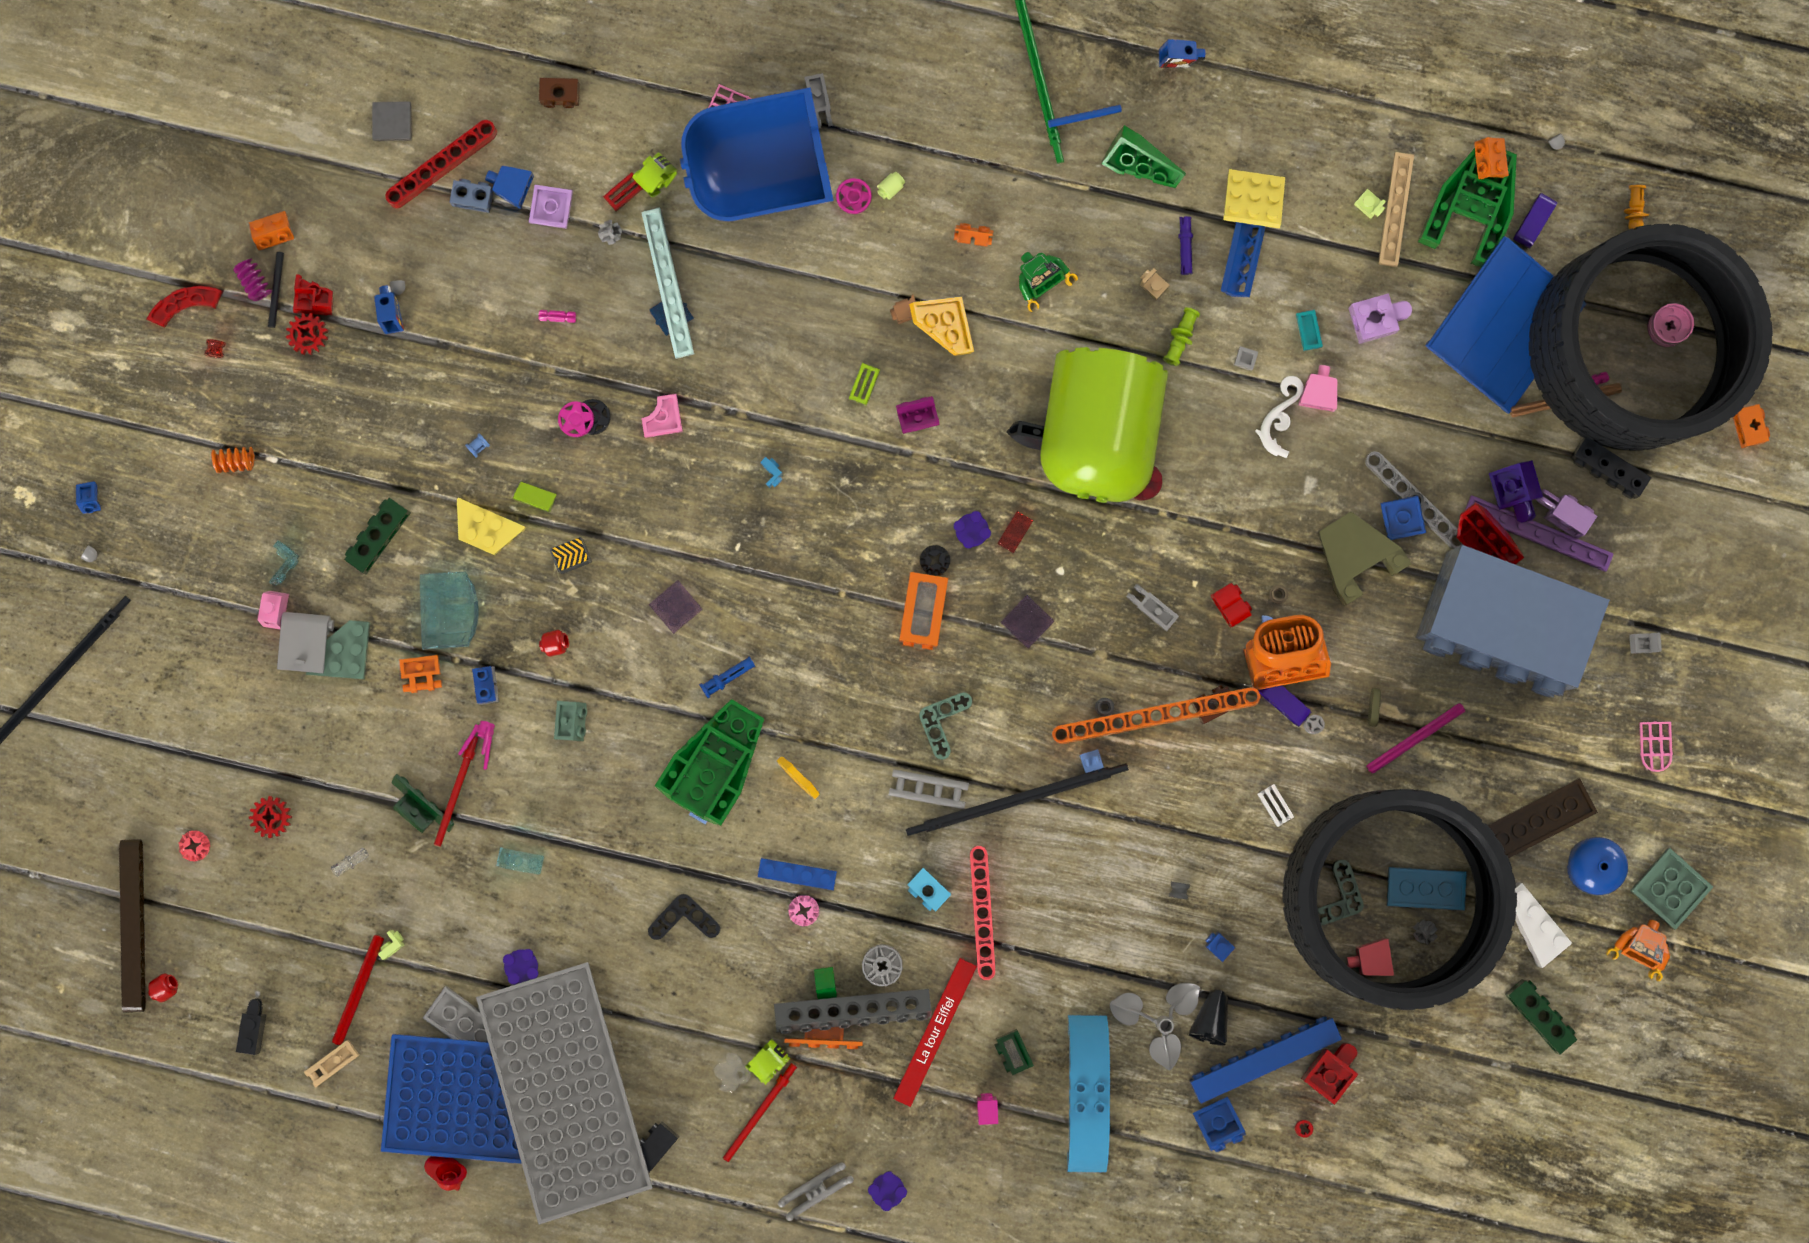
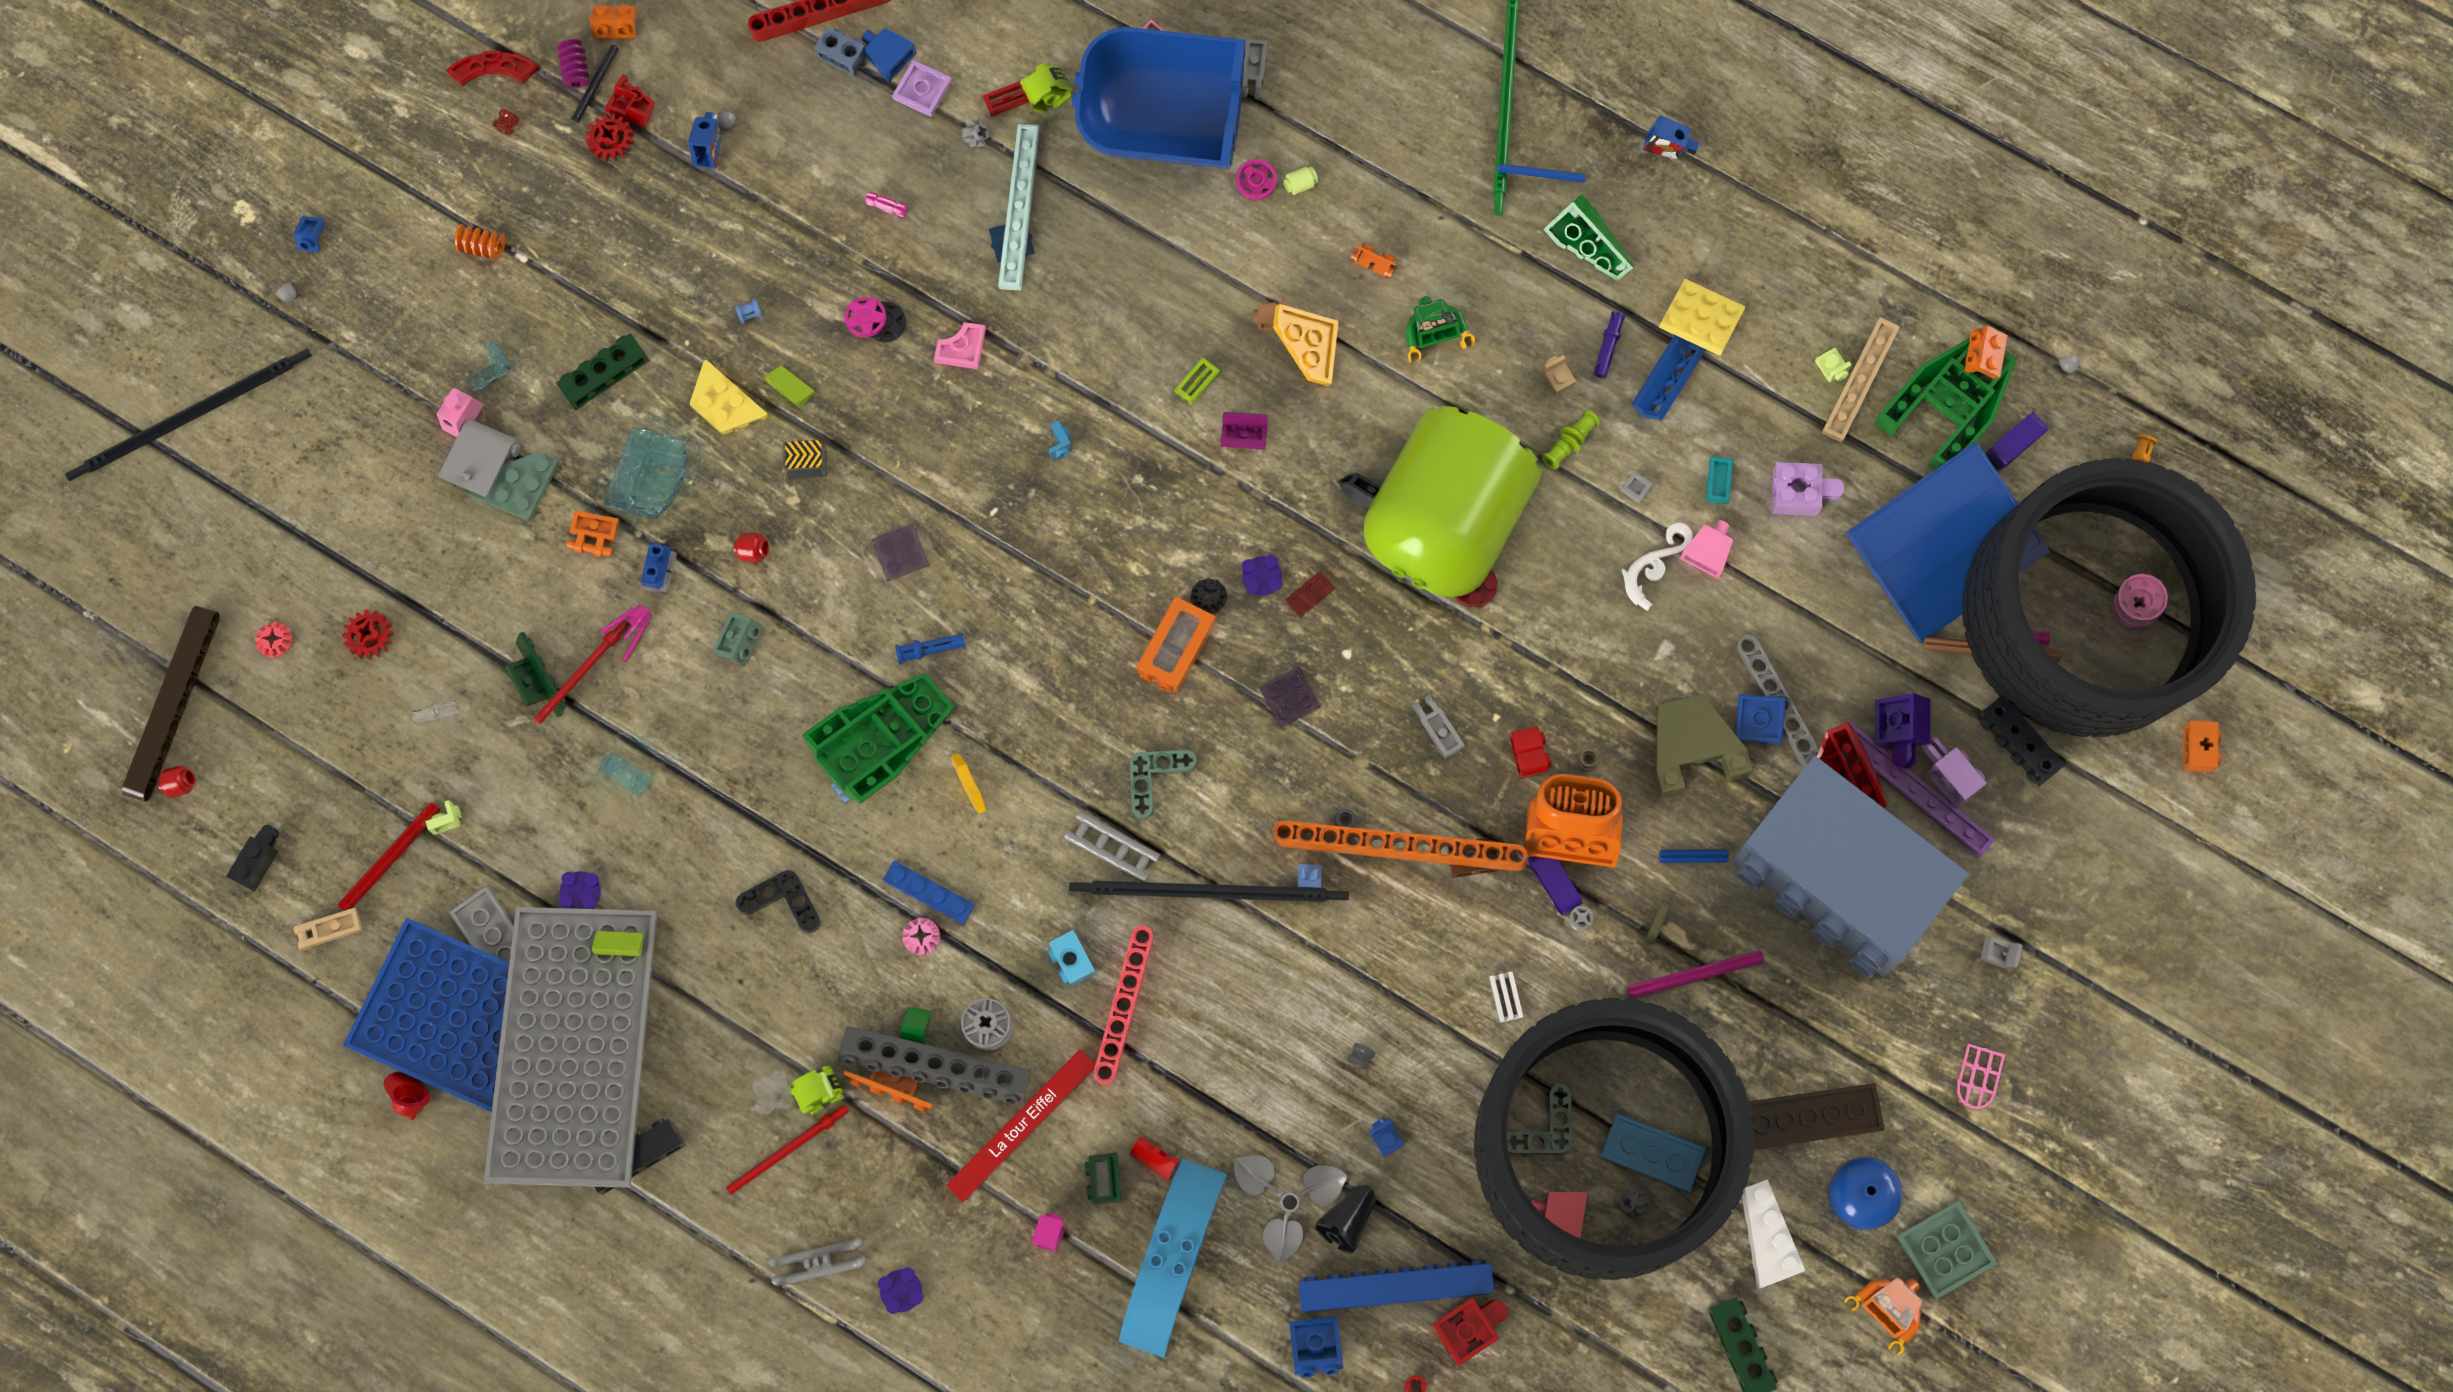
camera: 25 degrees right, 10 degrees down
(569, 999) = (618, 943): none -> lime slope
(1047, 1024) = (1154, 1158): none -> red slope
(1385, 644) = (1694, 856): none -> blue axle

